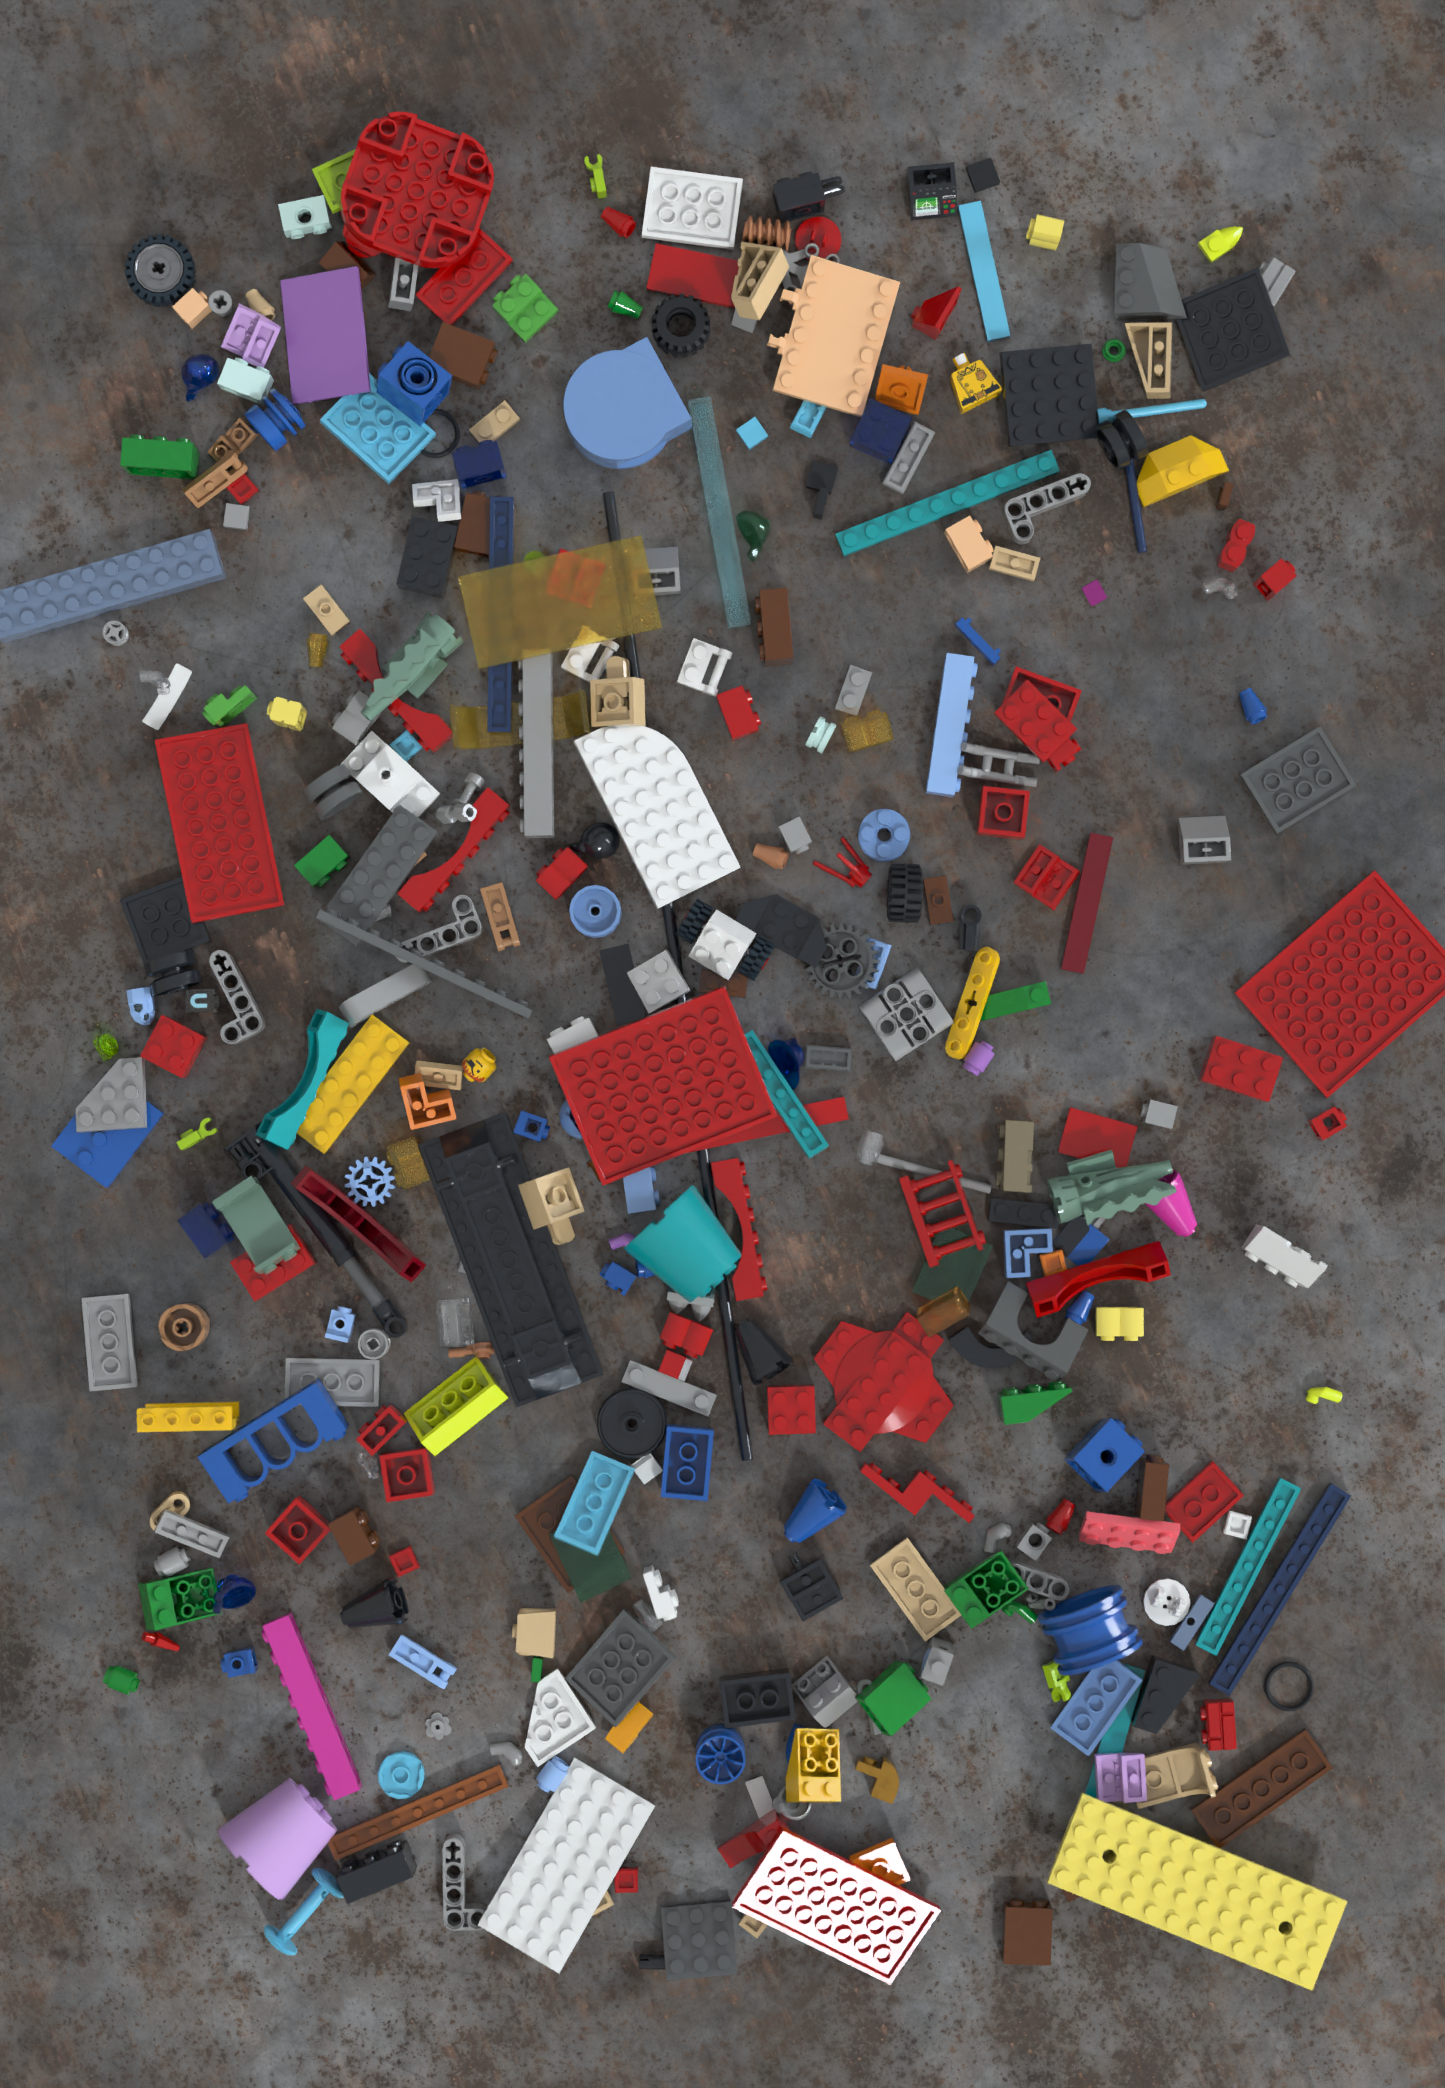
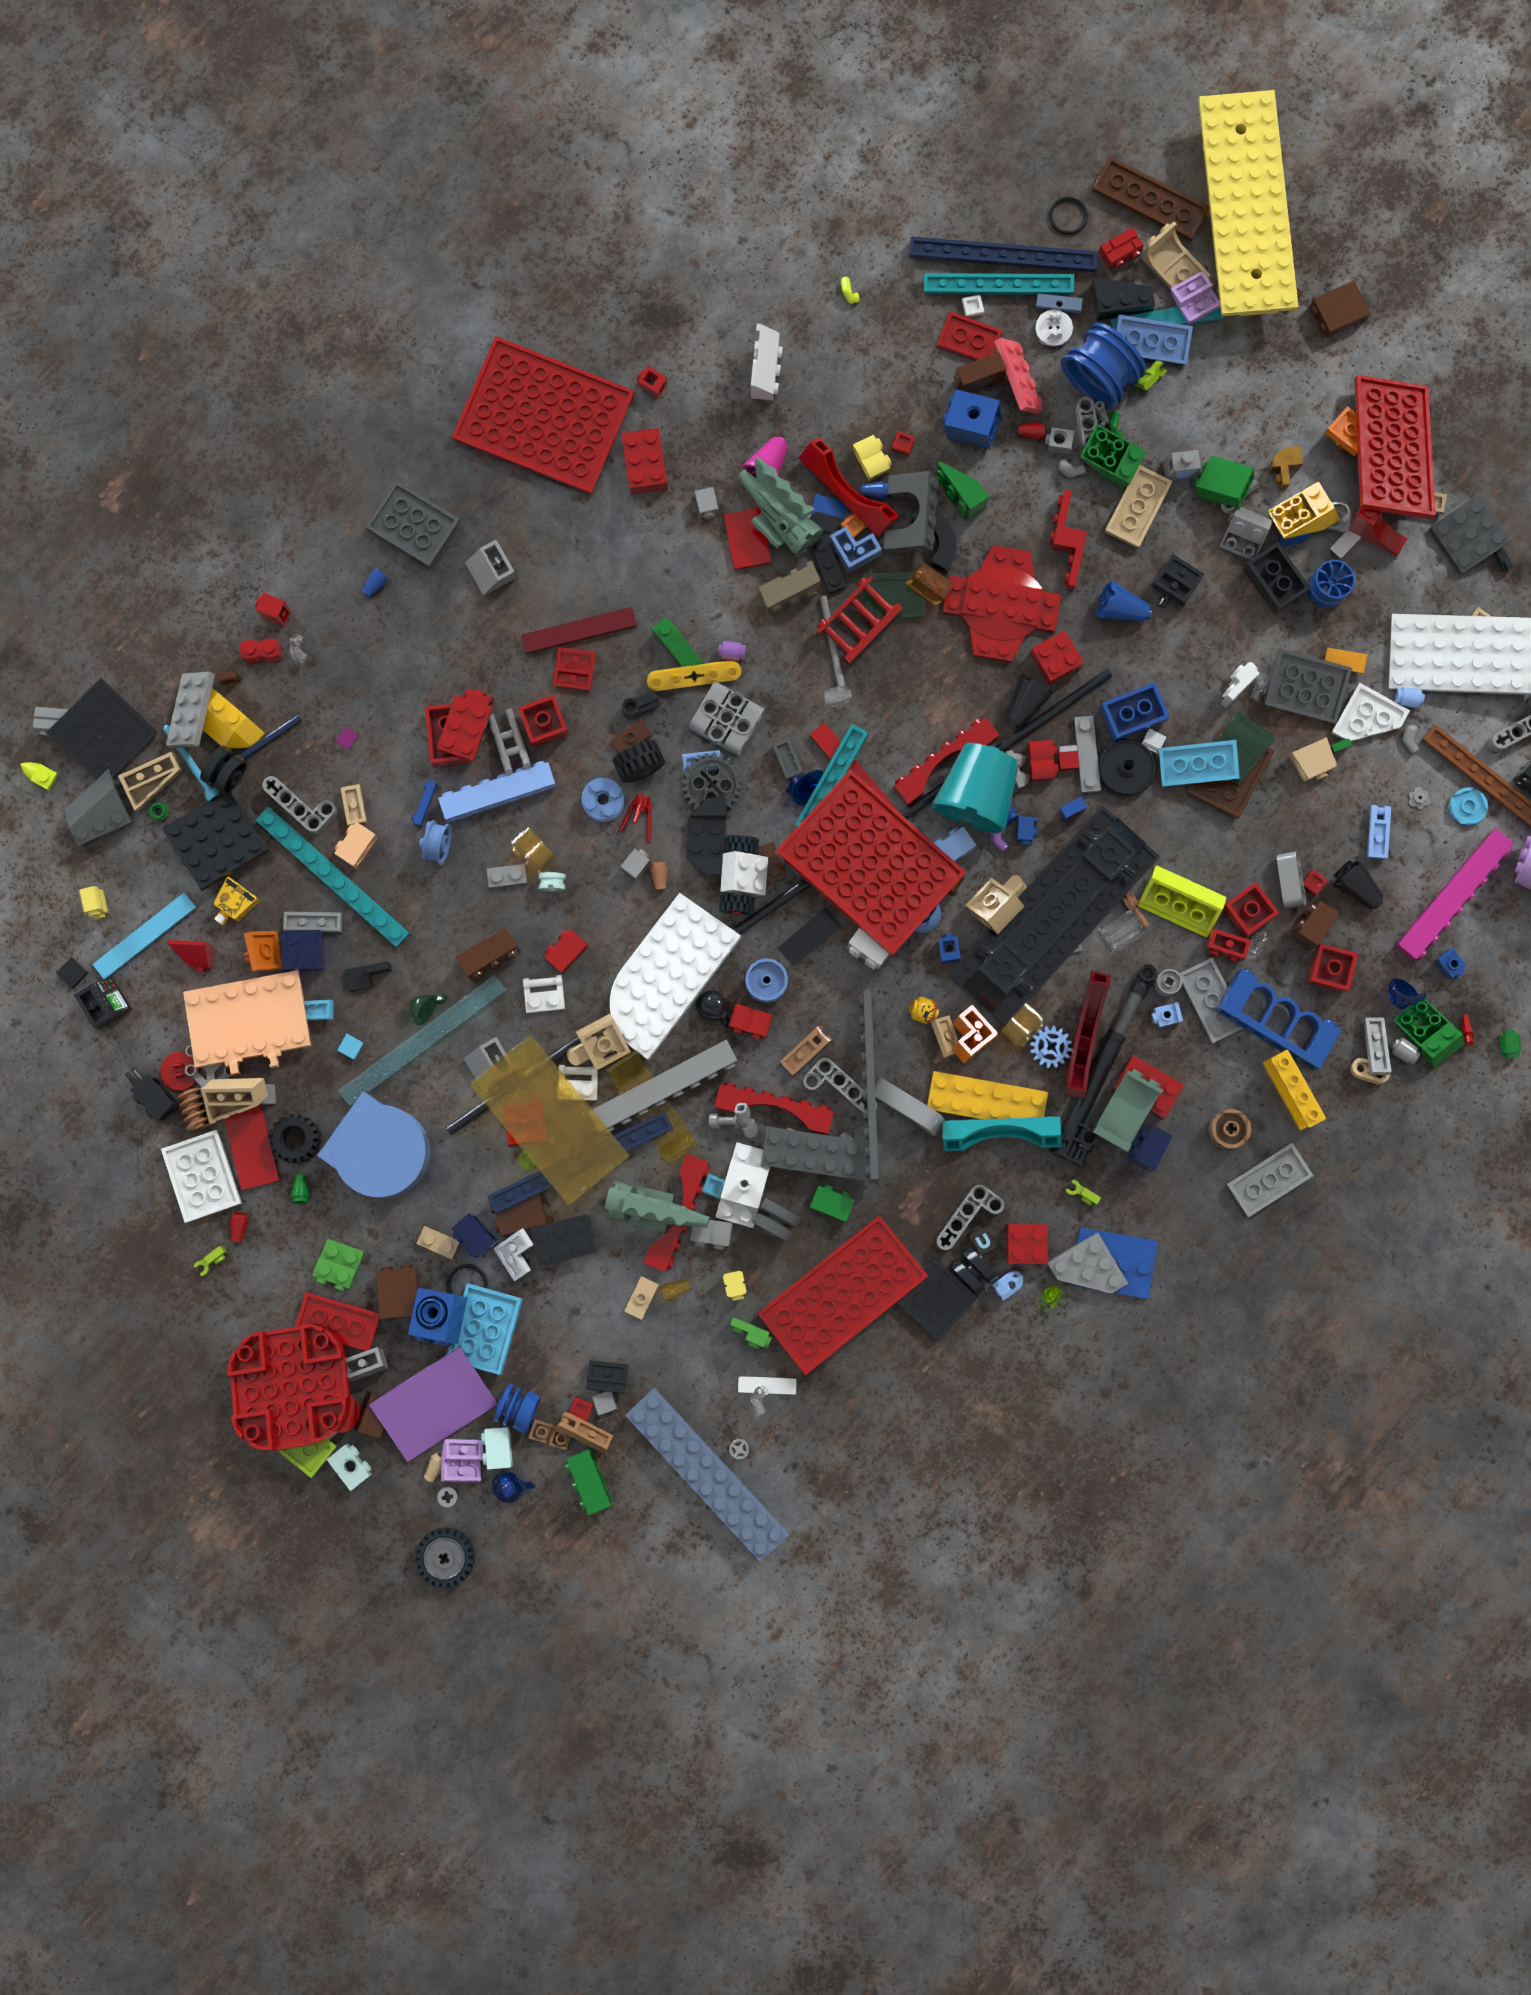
camera: 115 degrees left, 5 degrees down
(192, 307) = (461, 1517): light nougat brick -> none
(261, 532) = (607, 1377): none -> black plate
(417, 1537) = (1291, 880): none -> light grey beam
(615, 1339) = (1072, 809): none -> blue piece
(626, 1880) = (1455, 607): red tile -> none
(658, 981) = (794, 909): white plate -> none
(926, 630) = (436, 842): none -> medium blue wheel
(1119, 1366) = (903, 443): none -> red tile
(1207, 436) = (190, 709): none -> light grey plate

